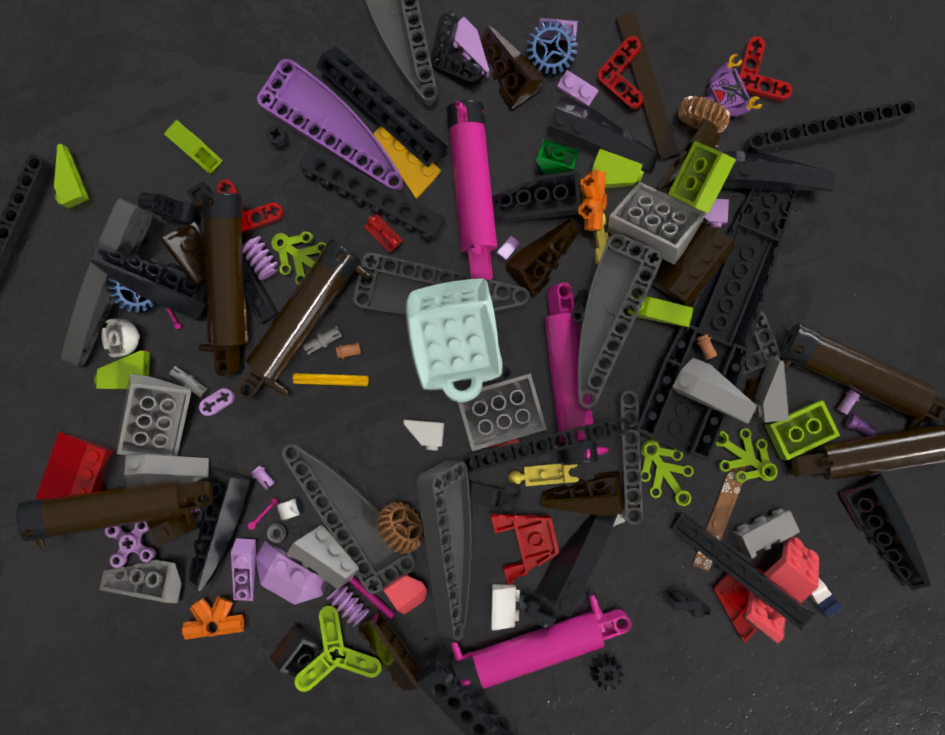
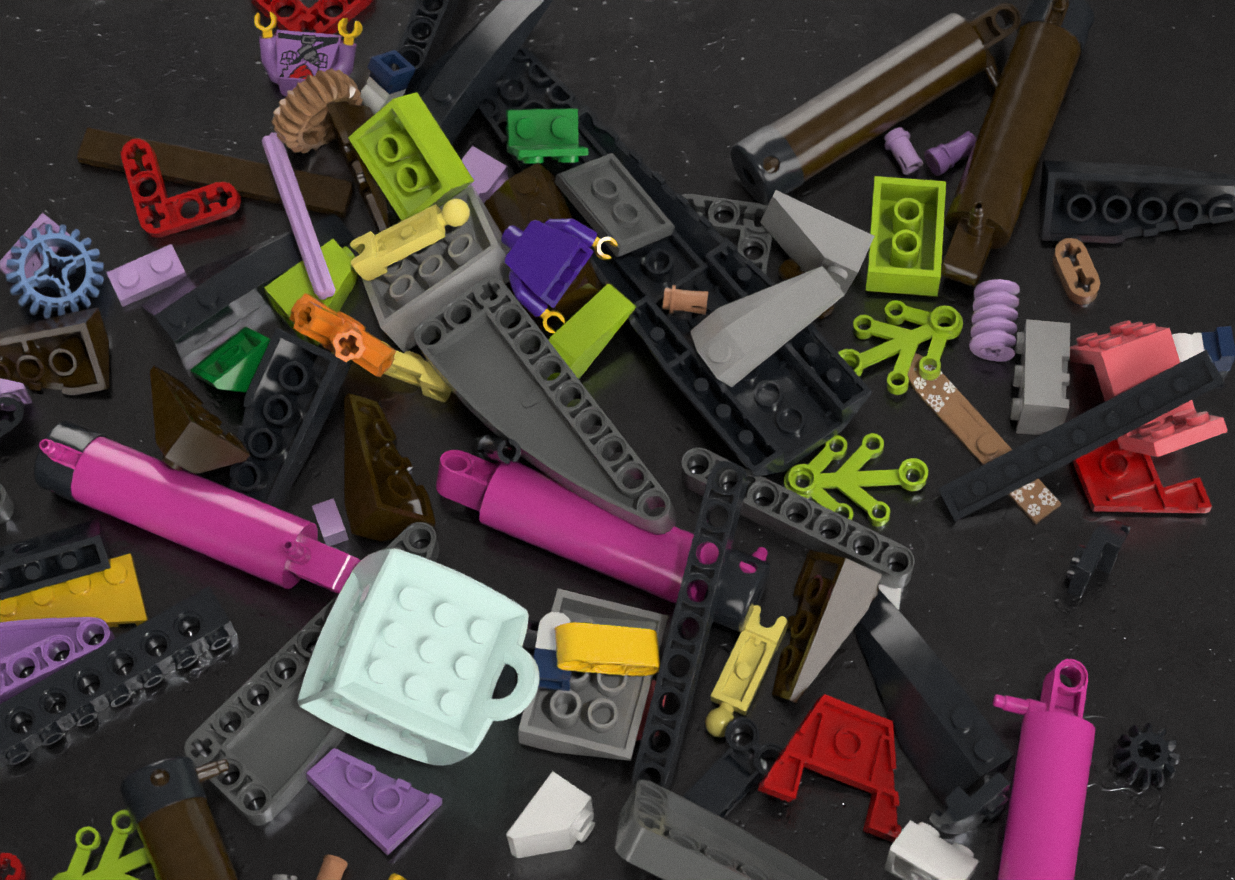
camera: 60 degrees left, 20 degrees down
(383, 233) = (168, 708): red hinge -> none
(393, 349) = (376, 803): none -> medium lavender wing
(498, 388) = (545, 654): none -> leg
(509, 159) = (187, 431): none -> dark brown wedge
(511, 415) = (607, 649): none -> yellow beam
(644, 141) = (298, 217): none -> lavender axle
(661, 199) = (405, 238): none -> light yellow plate
(683, 275) = (547, 260): none -> dark purple torso
(735, 137) = (385, 83): none -> dark blue leg
(736, 285) = (614, 204): none -> dark grey tile
(751, 232) = (543, 134): none -> green bracket
(782, 493) = (994, 319): none -> lavender piece
(828, 514) = (1083, 268): none -> medium nougat beam

